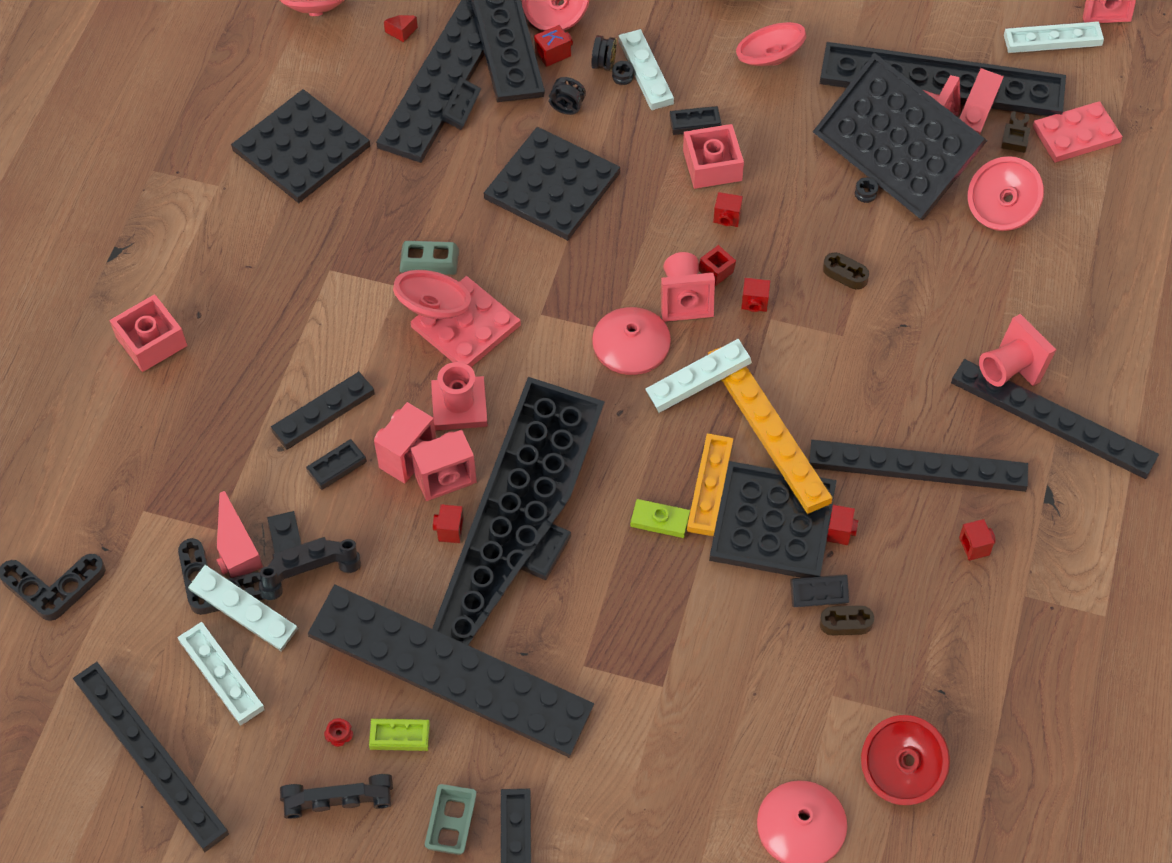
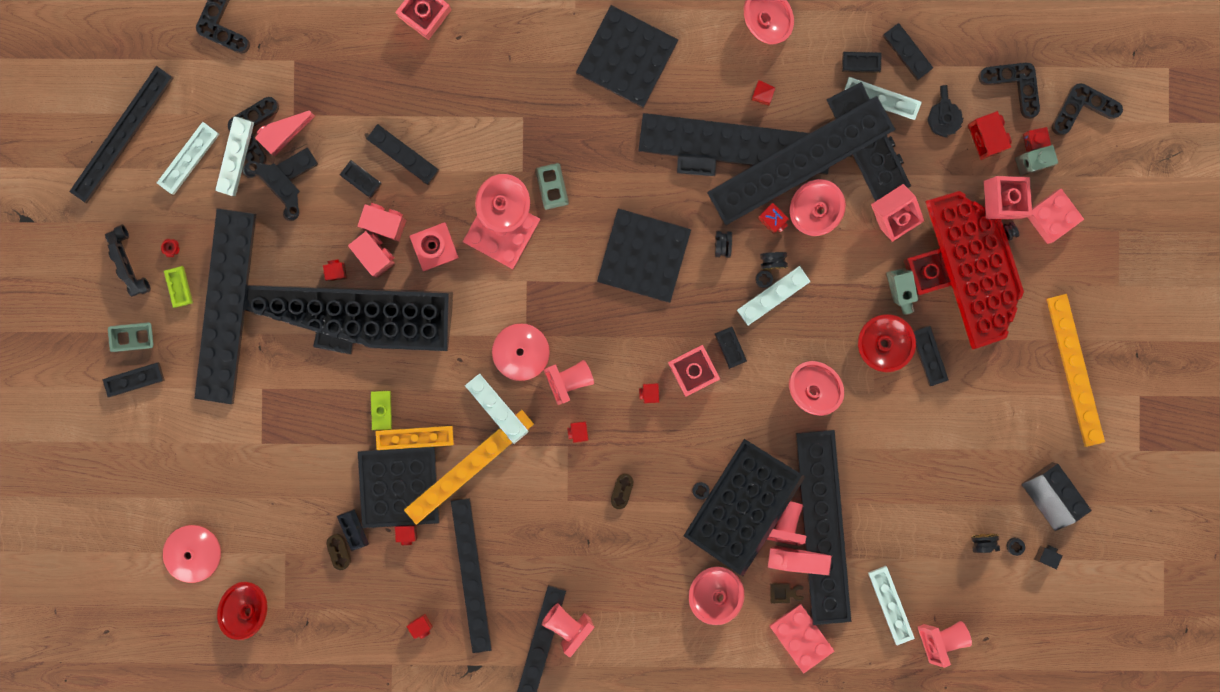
camera: 70 degrees right, 30 degrees up
(717, 262) = (599, 403): red plate -> none

